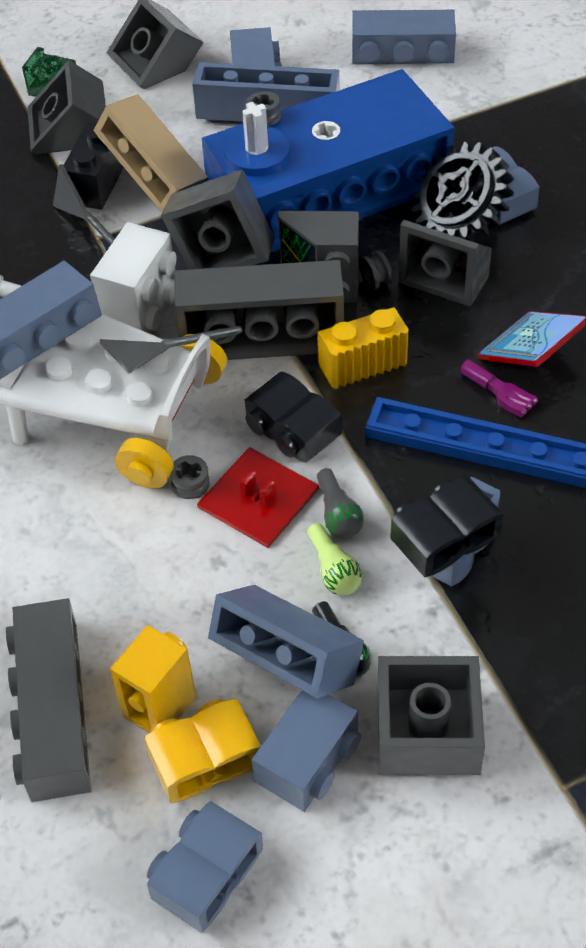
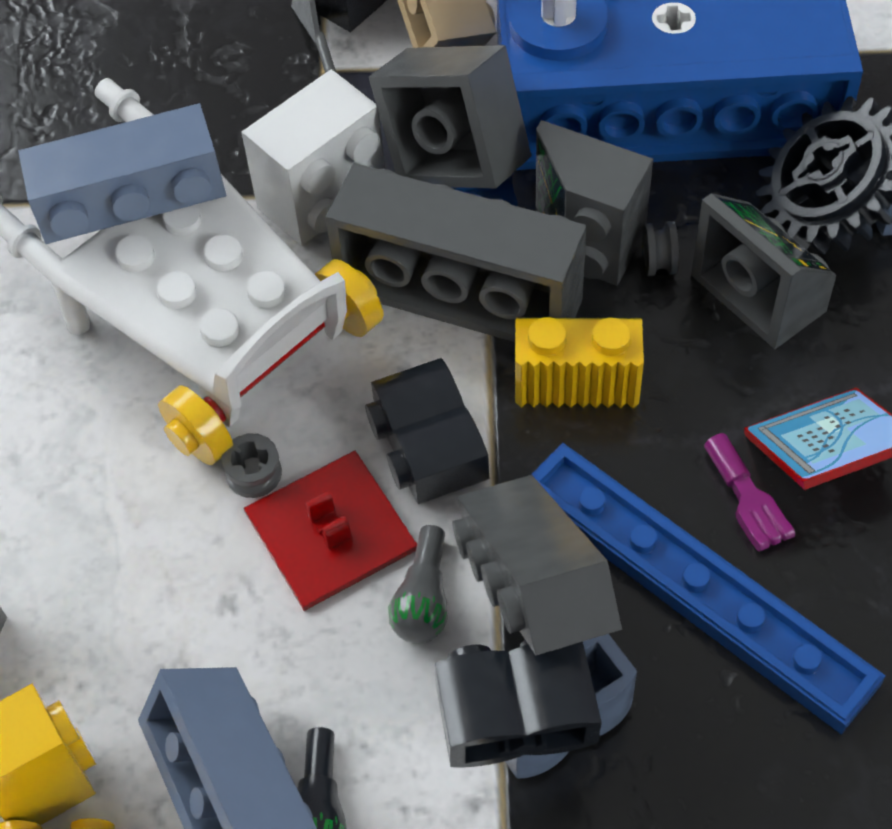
camera: 25 degrees right, 5 degrees up
(137, 353) = (236, 267): dark grey piece -> none
(339, 571) = (371, 690): yellowish green piece -> none
(414, 450) = (536, 565): none -> dark grey brick

